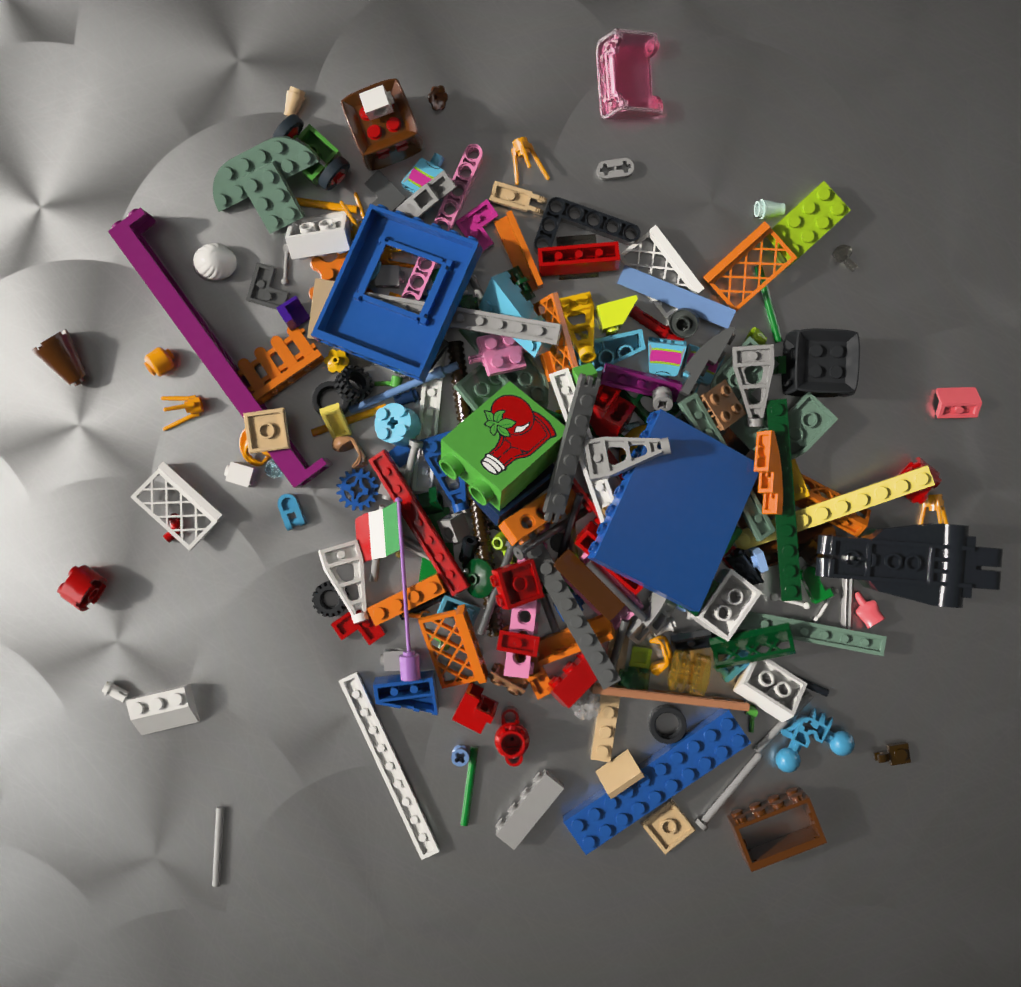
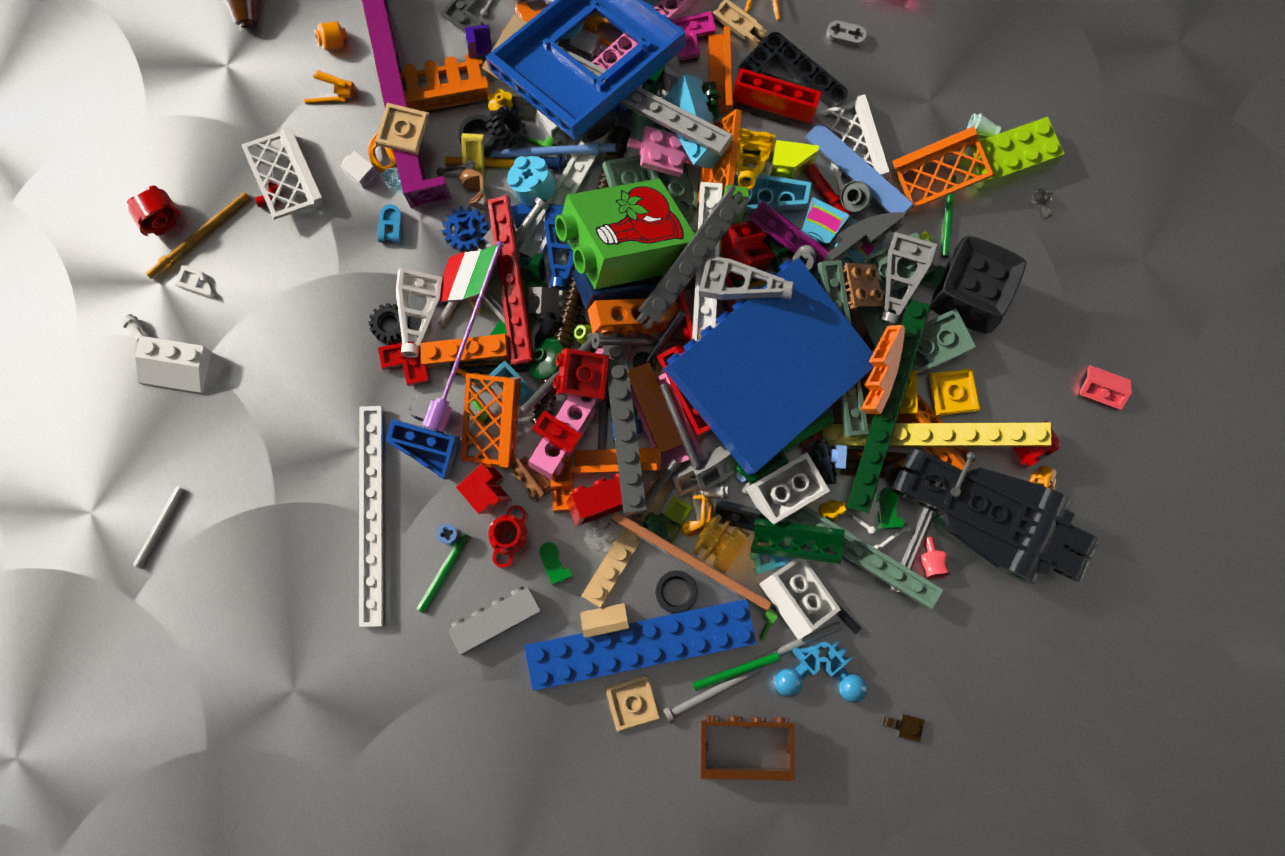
camera: 25 degrees right, 10 degrees down
(113, 623) = (166, 261): none -> pearl gold bar
(146, 629) = (194, 281): none -> white tile
(337, 432) = (469, 165): none -> dark grey hinge
(556, 743) = (550, 557): none -> green leg
(742, 767) = (736, 671): none -> green piece
(768, 602) = (832, 509): none -> yellow plant
(831, 460) = (954, 392): none -> yellow plate
(872, 560) = (956, 490): none -> dark grey hinge

